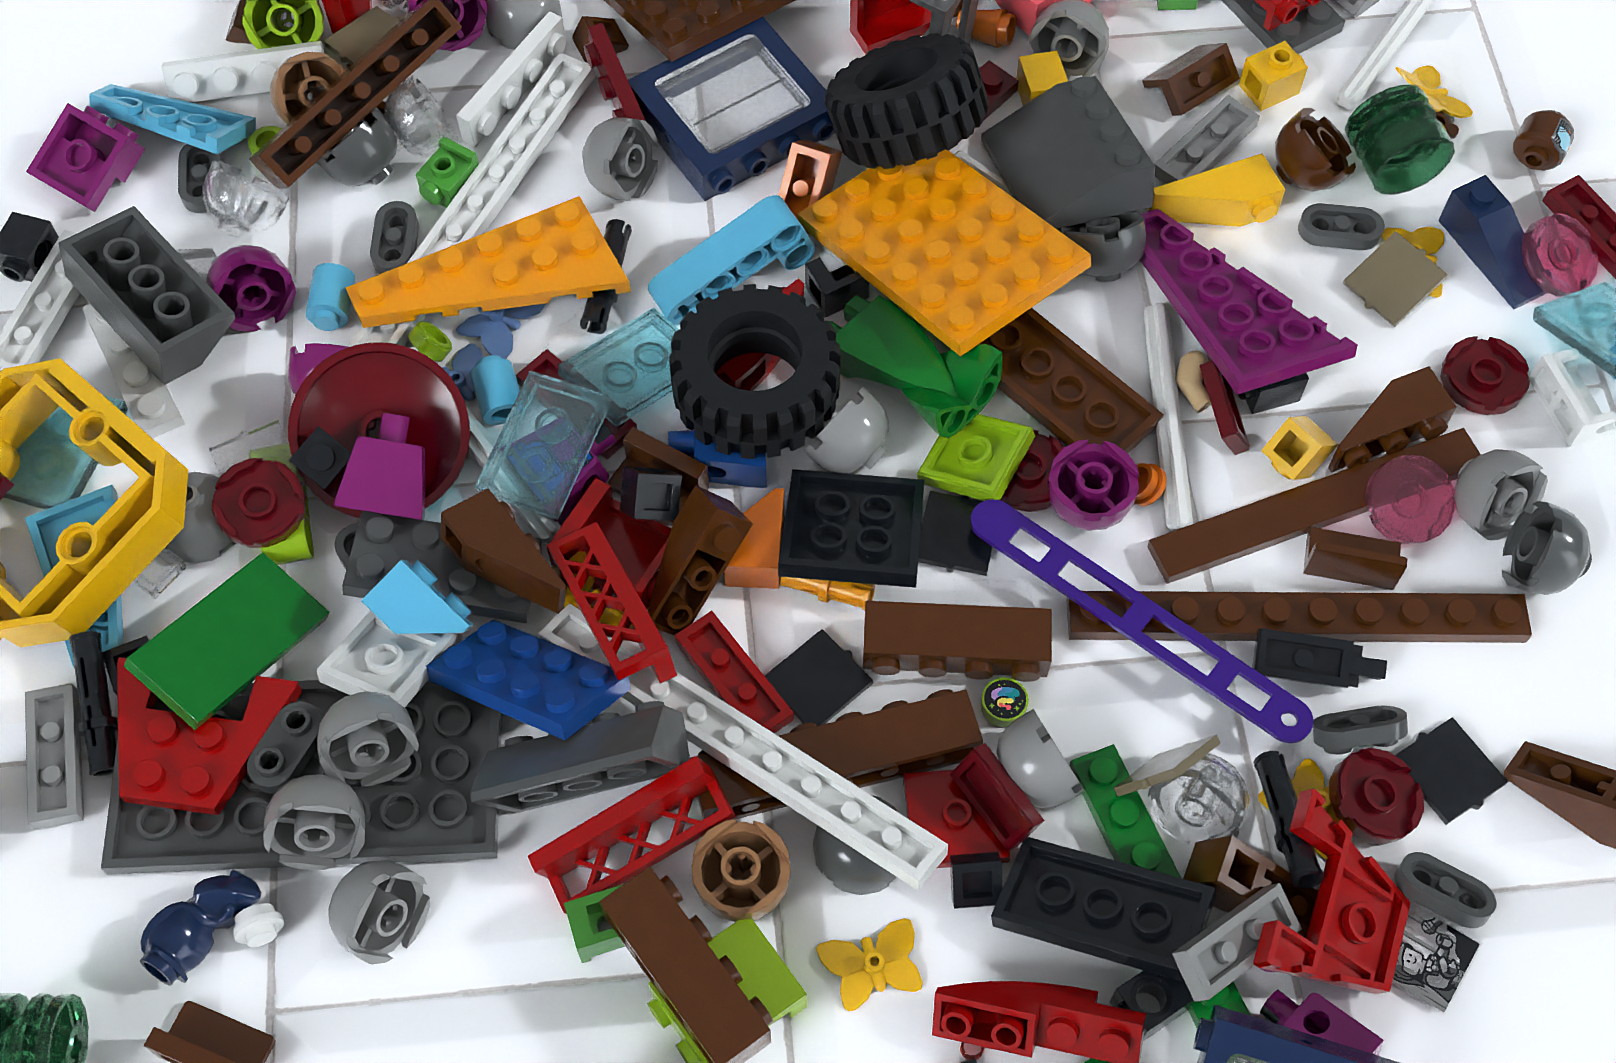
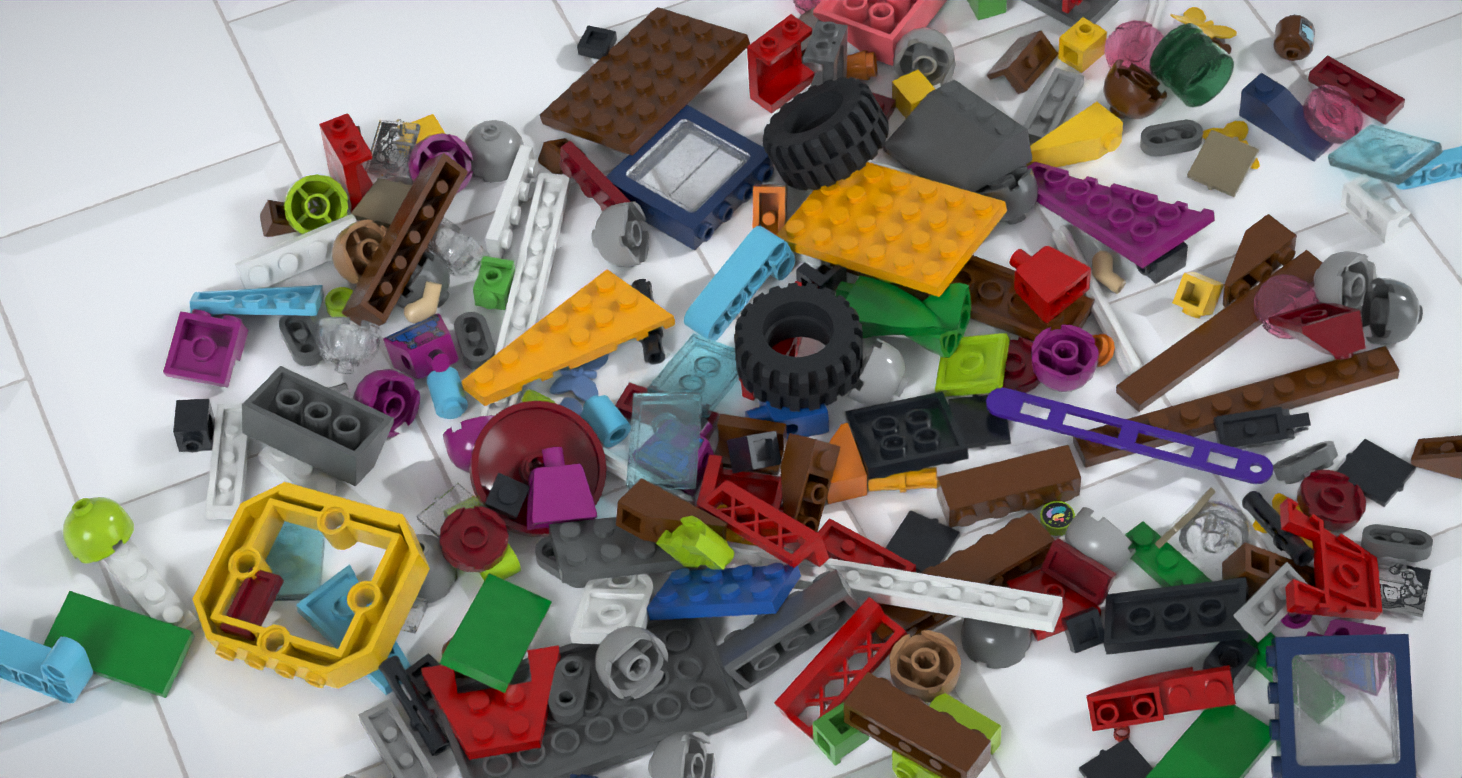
camera: 15 degrees left, 10 degrees down
(314, 822) = (620, 722): light grey cylinder -> none
(328, 230) = (422, 348): none -> magenta torso
(346, 180) = (426, 306): none -> tan arm
(412, 605) = (622, 569): medium azure slope -> none
(518, 604) = (696, 545): none -> lime cylinder
(873, 967) = (1034, 706): yellow piece -> none
(1112, 373) = (1049, 280): none -> red torso
(1225, 408) = (1136, 283): dark red tile -> none
(1335, 92) = (1133, 43): none -> clear pink tile
(1353, 558) = (1262, 357): reddish brown panel -> none
(1451, 547) = (1325, 327): none -> dark red slope
(1485, 375) = (1309, 211): dark red tile -> none

